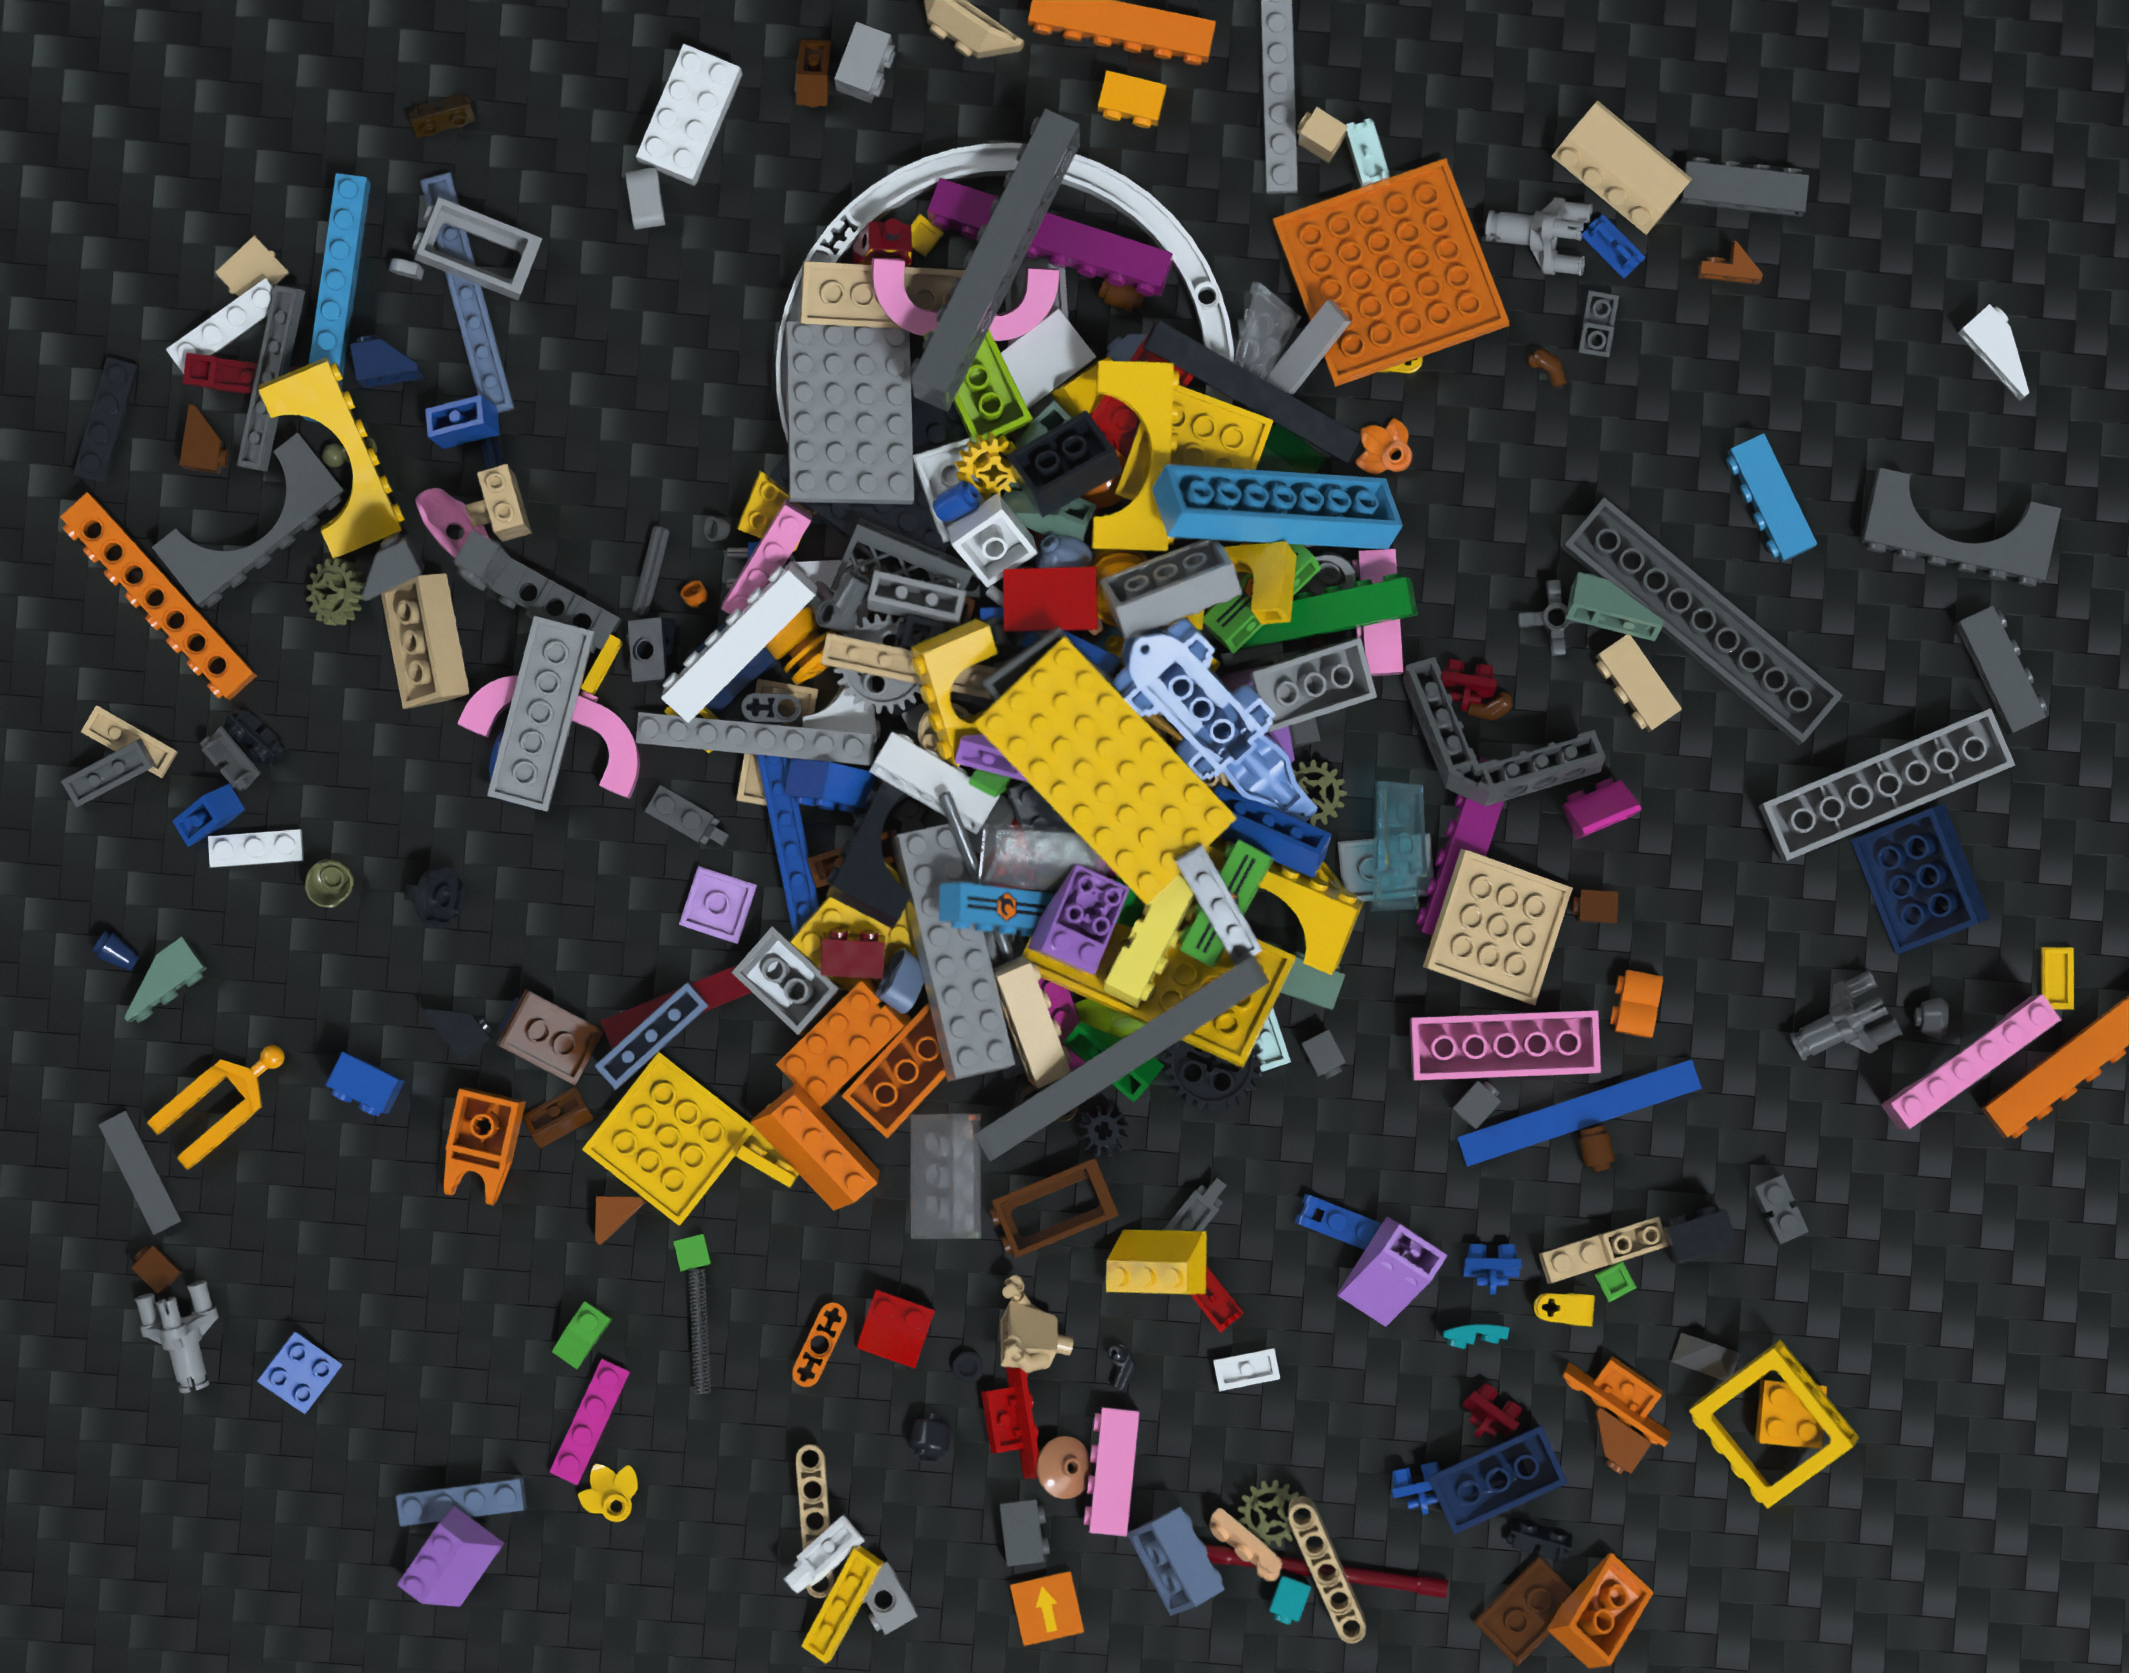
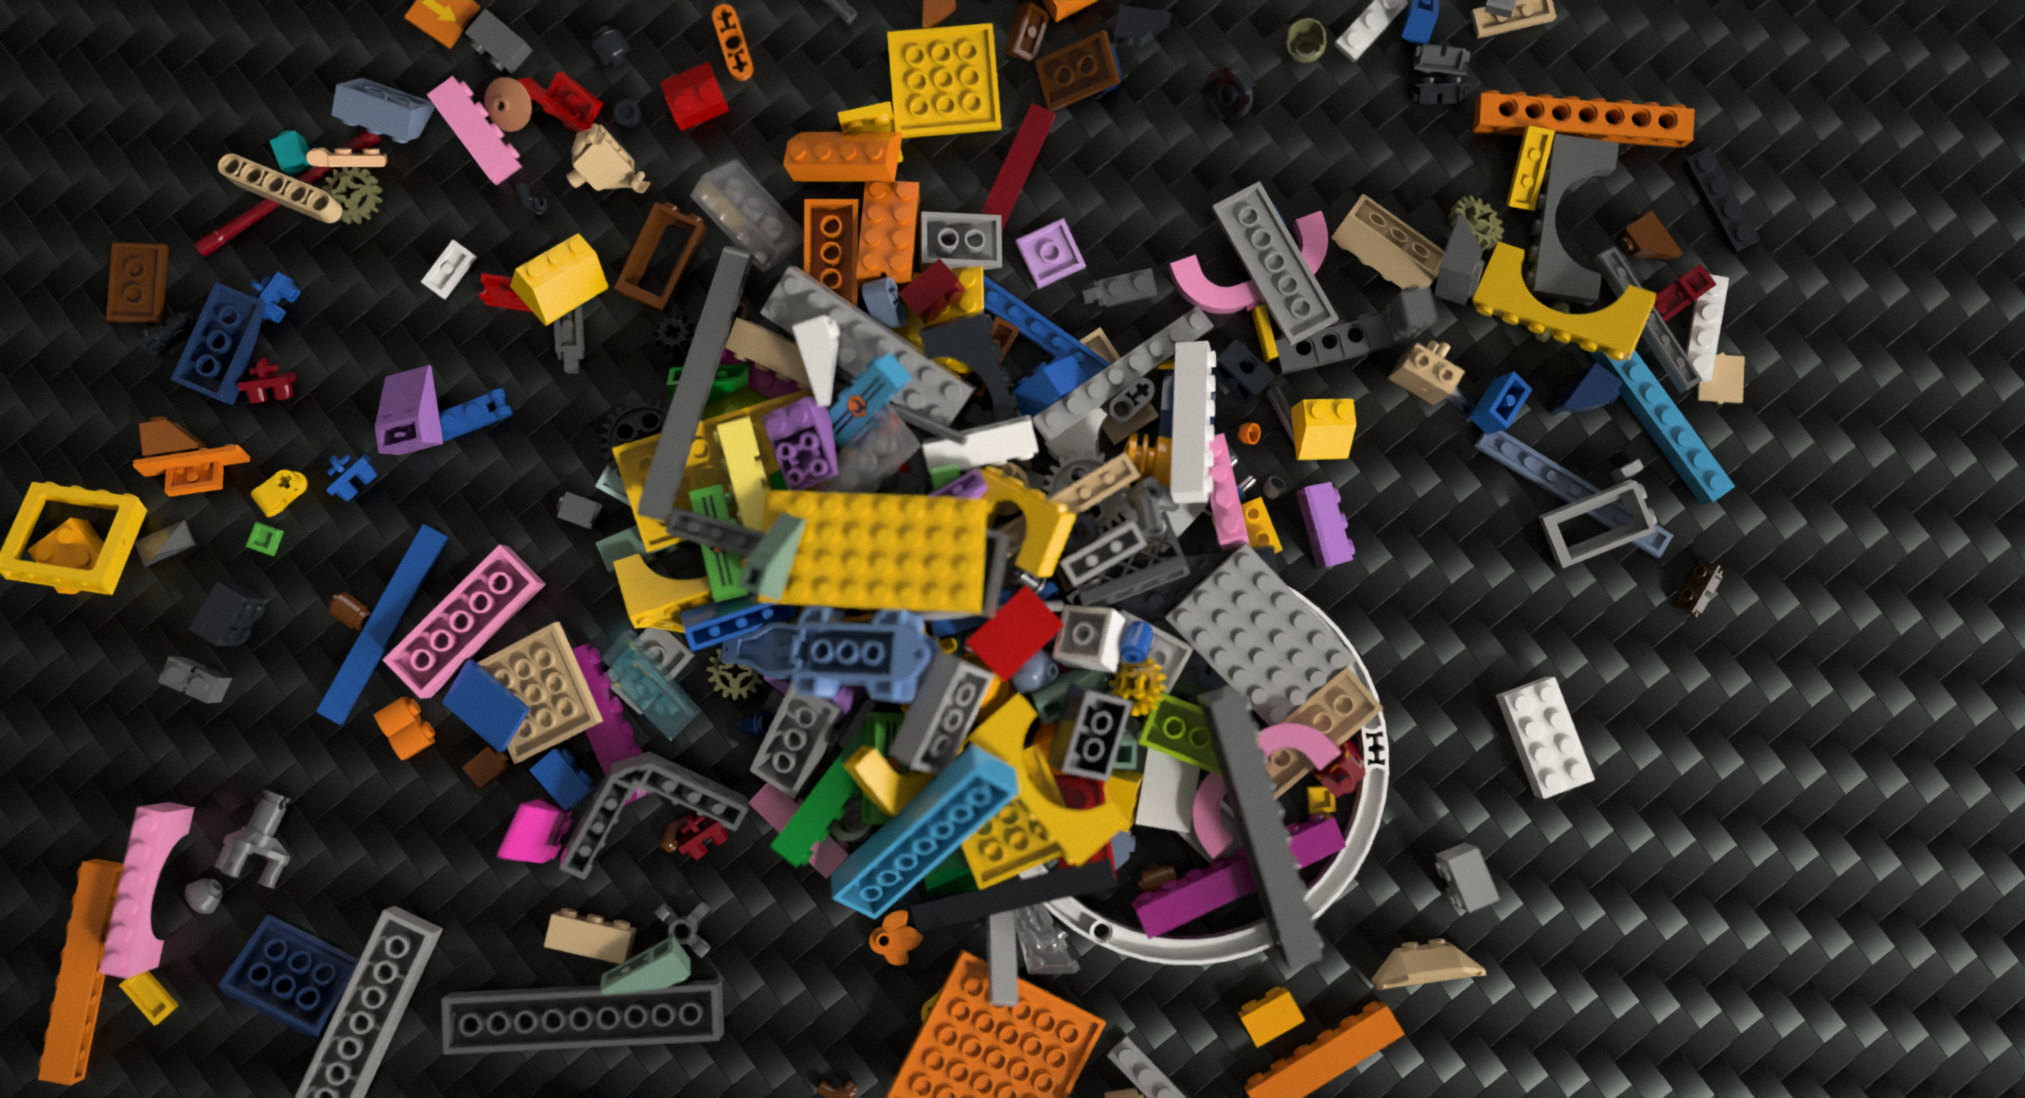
camera: 140 degrees right, 0 degrees up
(244, 596) = (1530, 167): none -> yellow plate
(440, 511) = (1458, 334): bright pink piece -> none
(630, 538) = (1323, 428): none -> yellow slope
(645, 198) = (1521, 656): light grey beam -> none
(652, 1035) = (1013, 128): sand blue brick -> none
(692, 1252) = (865, 26): bright green tile -> none
(704, 456) = (1325, 525): none -> medium lavender slope
(813, 73) = (1491, 839): reddish brown slope -> none
(993, 984) = (819, 351): none -> white slope
(1189, 837) = (772, 558): none -> sand green slope
(1336, 730) = (756, 724): none -> dark blue cone
(1464, 1334) = (328, 419): teal slope -> none
(1477, 1103) = (450, 568): dark grey brick -> none
(1541, 837) = (563, 778): none -> blue brick
(1551, 958) = (486, 705): none -> blue tile
(1601, 1613) = (83, 320): orange slope -> none
(1603, 1249) = (288, 551): tan slope -> none

